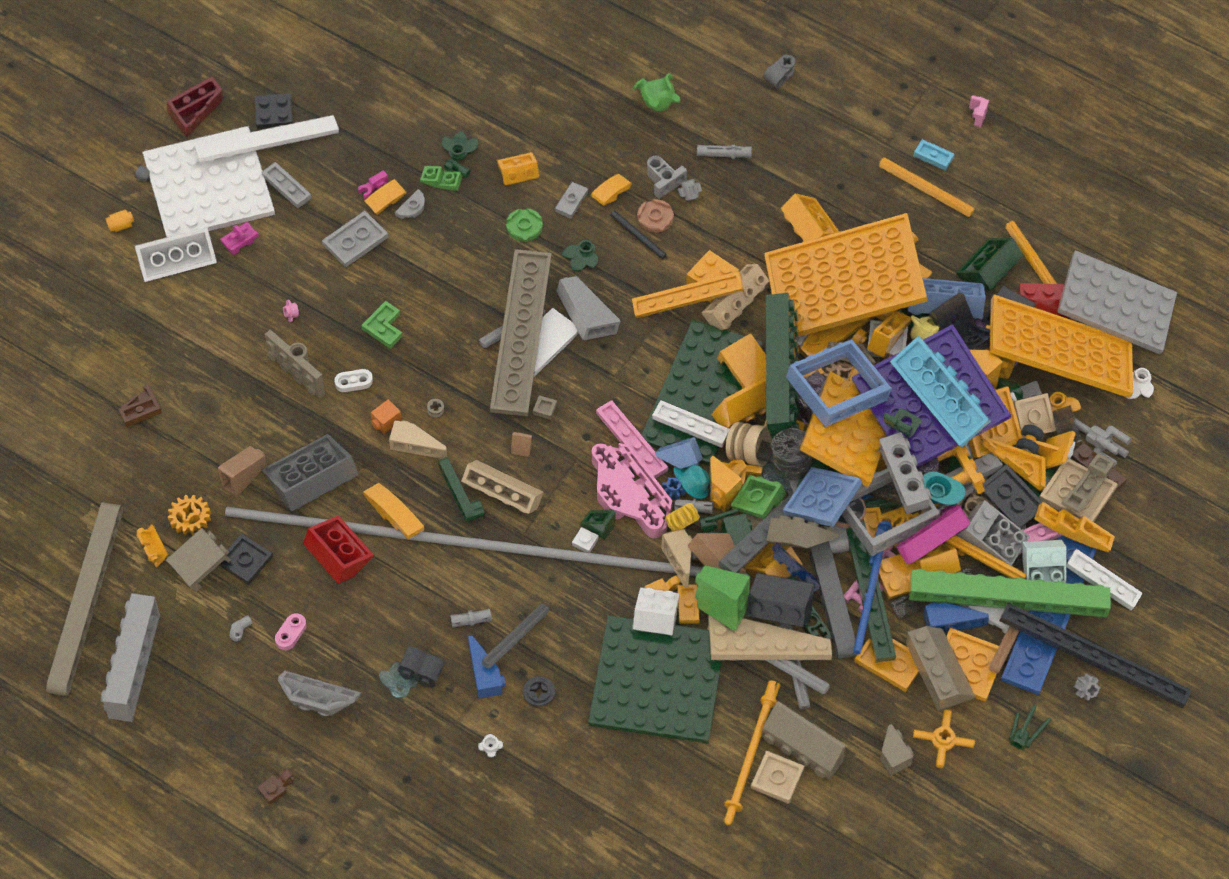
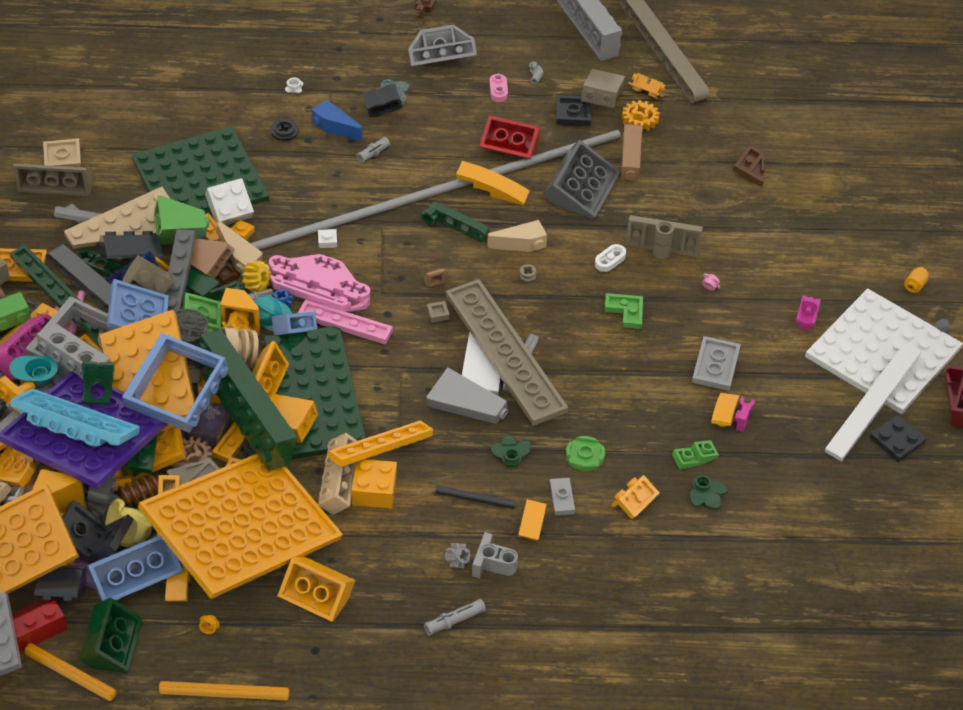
camera: 145 degrees right, 10 degrees down
(175, 254) = (844, 277): white slope -> none
(286, 185) = (818, 377): light grey plate -> none
(384, 416) = (559, 243): orange brick -> none
(412, 207) = (696, 418): light grey plate -> none
(453, 165) = (690, 471): dark green arm -> none
(502, 486) = (421, 234): tan brick -> none
(513, 637) = (327, 145): dark grey axle -> none
(599, 522) = (324, 246): dark green slope -> none
(655, 216) = (473, 522): nougat tile -> none
(658, 93) = (567, 634): bright green hair -> none
(691, 423) = (305, 344): white plate -> none
(768, 701) = (99, 196): light orange bar -> none
(875, 561) = (72, 326): blue bar -> none

